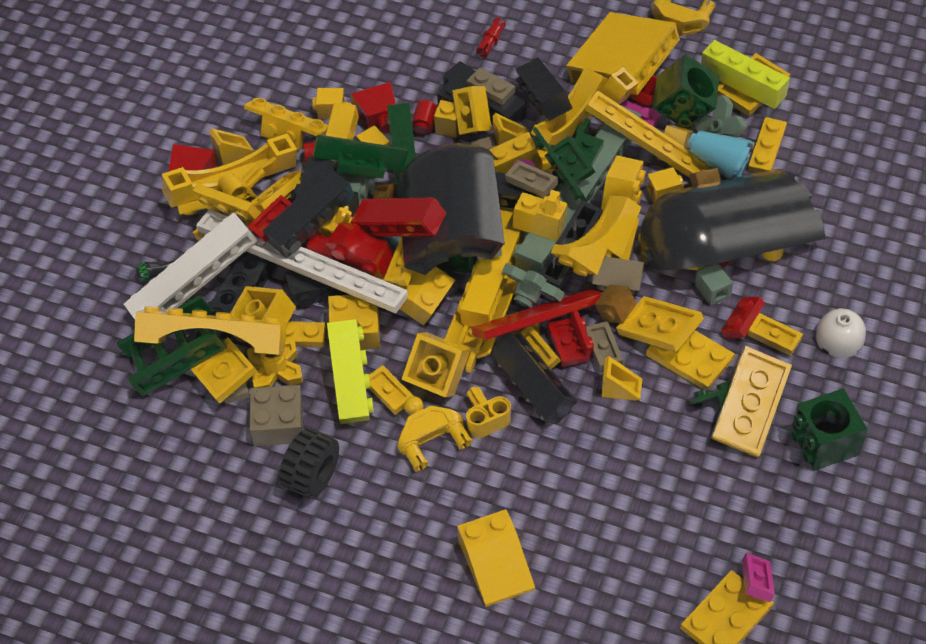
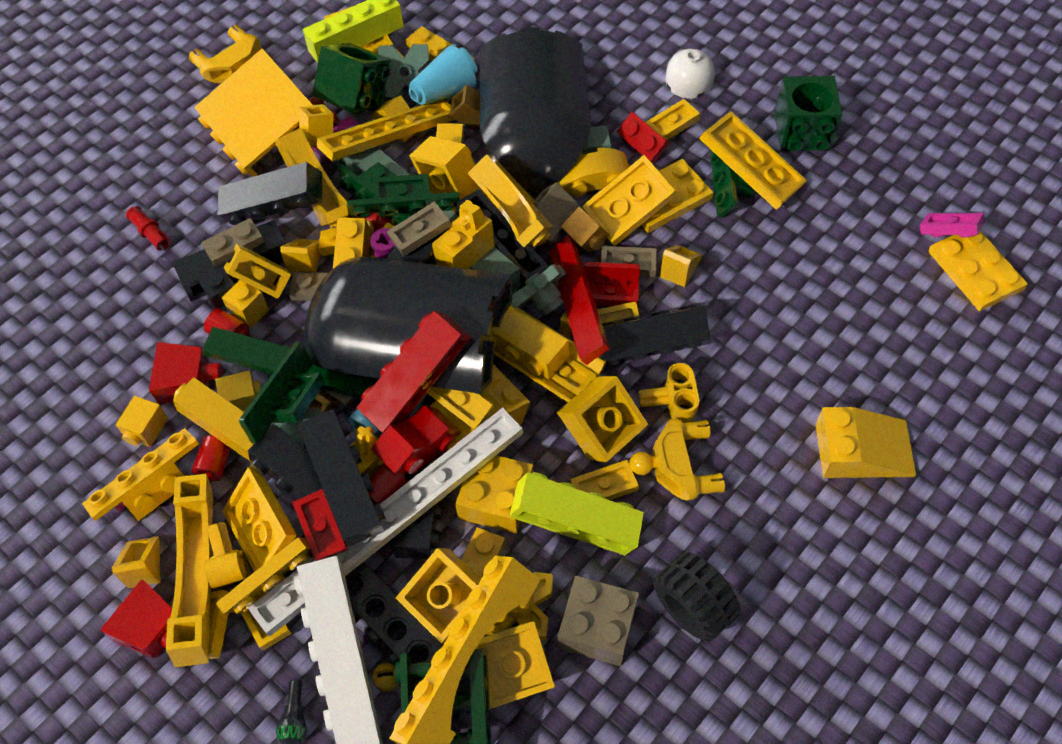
camera: 70 degrees left, 5 degrees up
(681, 289) = (594, 171): none -> yellow brick

